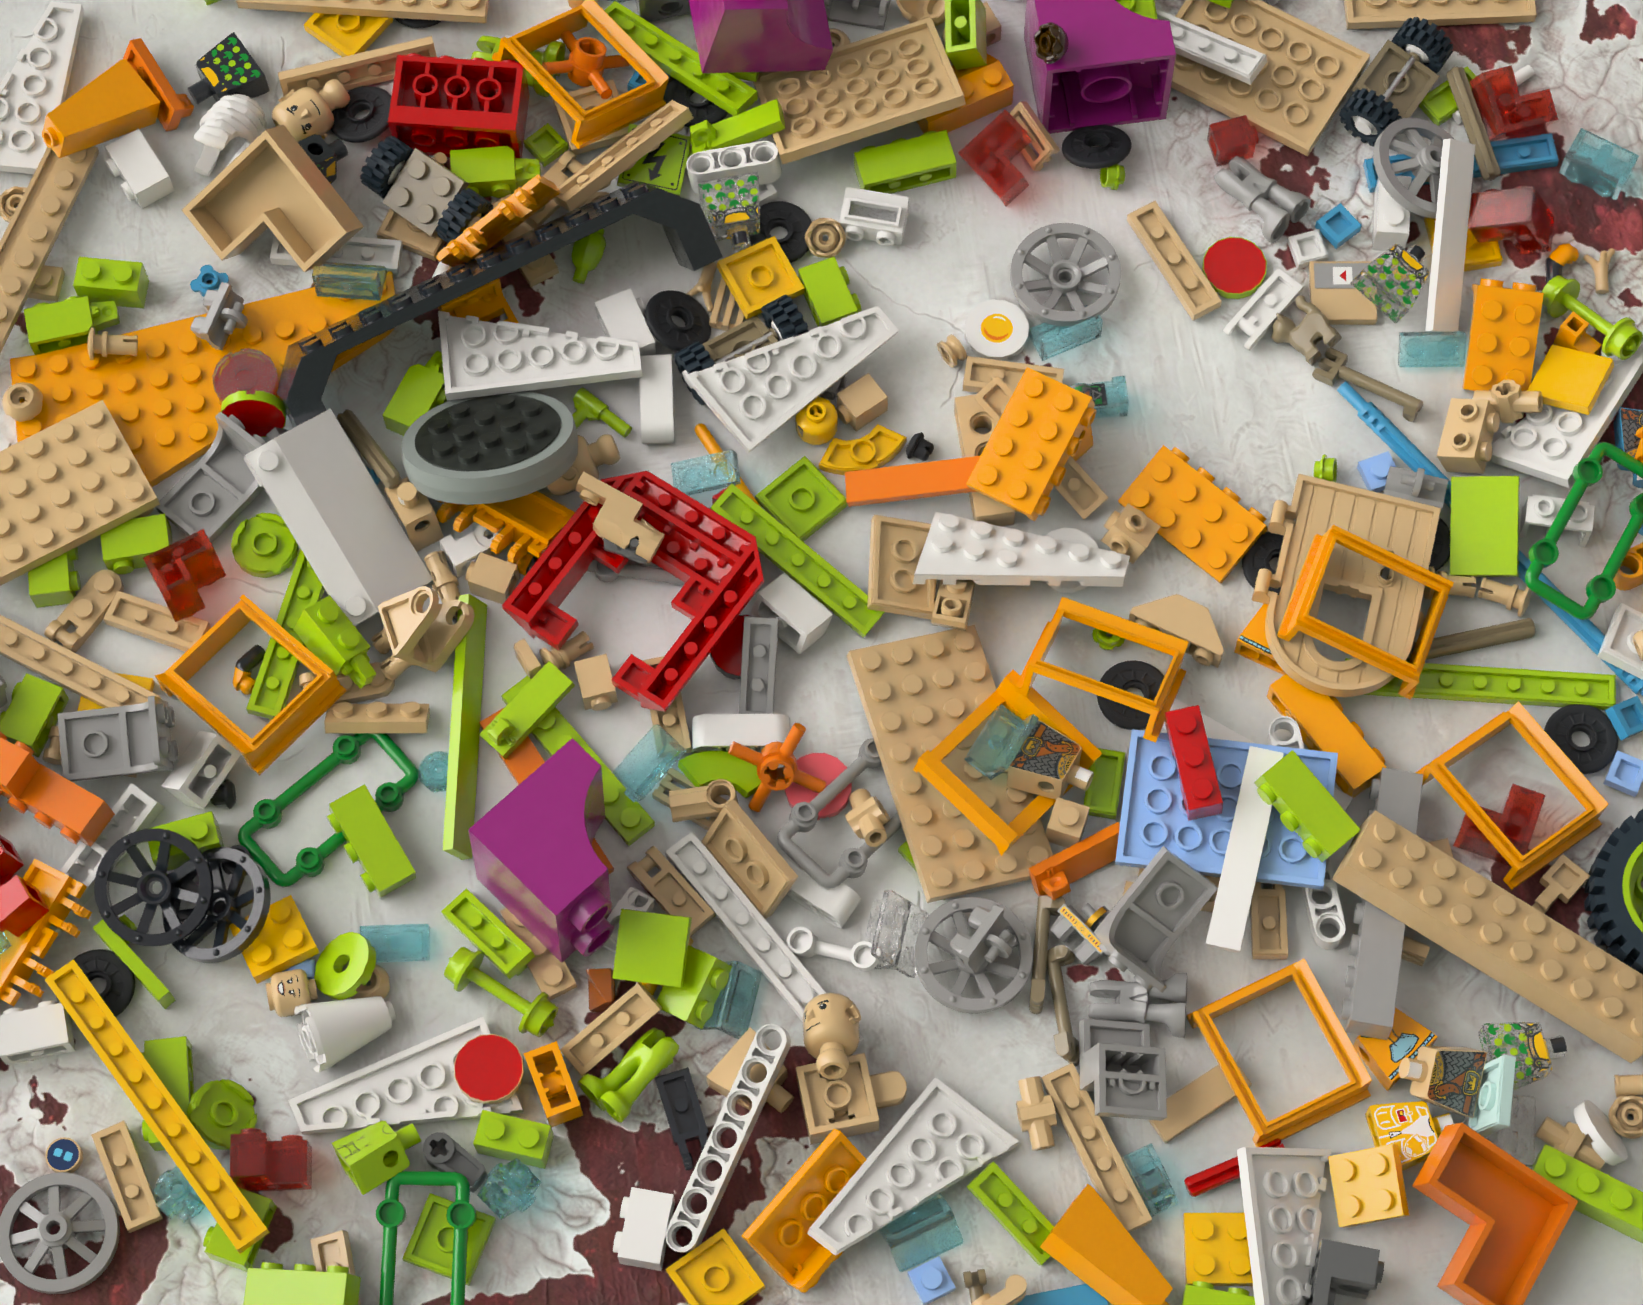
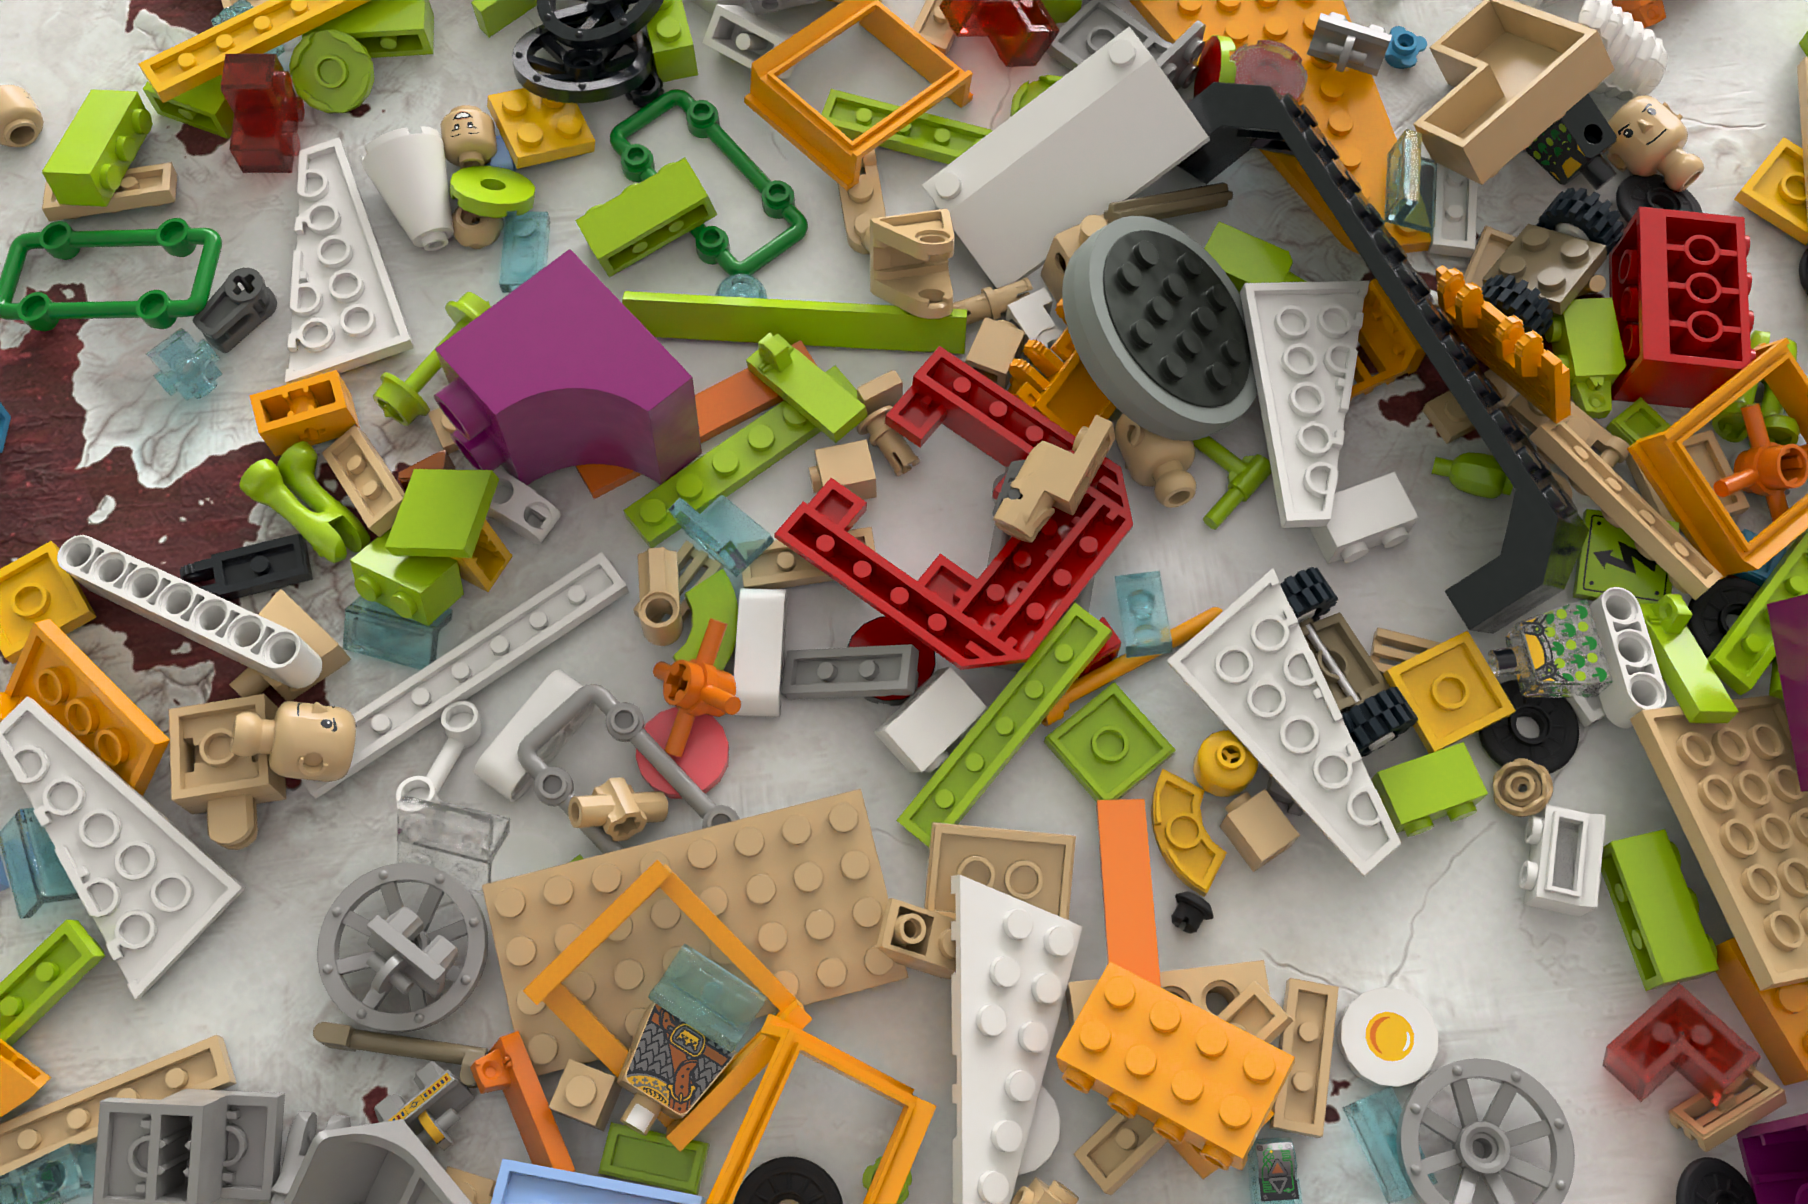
camera: 90 degrees right, 0 degrees up
(225, 795) = (728, 74): black piece -> none
(228, 71) = (1701, 58): black torso -> none
(242, 676) = (884, 90): arm -> none
(335, 641) = (905, 169): lime hinge -> none
(355, 69) = (1723, 193): tan plate -> none
(375, 1154) = (246, 216): lime torso -> none
(377, 718) = (811, 228): tan plate -> none
(433, 1239) = (135, 282): lime tile -> none
(489, 1069) = (336, 338): red tile -> none
(513, 1138) = (248, 364): lime brick -> none
(644, 1229) = (112, 516): white brick -> none
(657, 399) = (1248, 554): white beam -> none
(671, 889) = (550, 559): tan plate -> none
(679, 304) = (1403, 587): black wheel -> none
(704, 285) = (1436, 624): tan bar -> none
(749, 859) = (571, 649): tan tile -> none
(952, 350) = (1348, 965): tan bush -> none
(1036, 1113) = (170, 1025): tan axle -> none
(1065, 1043) = (255, 1073): dark tan hinge -> none

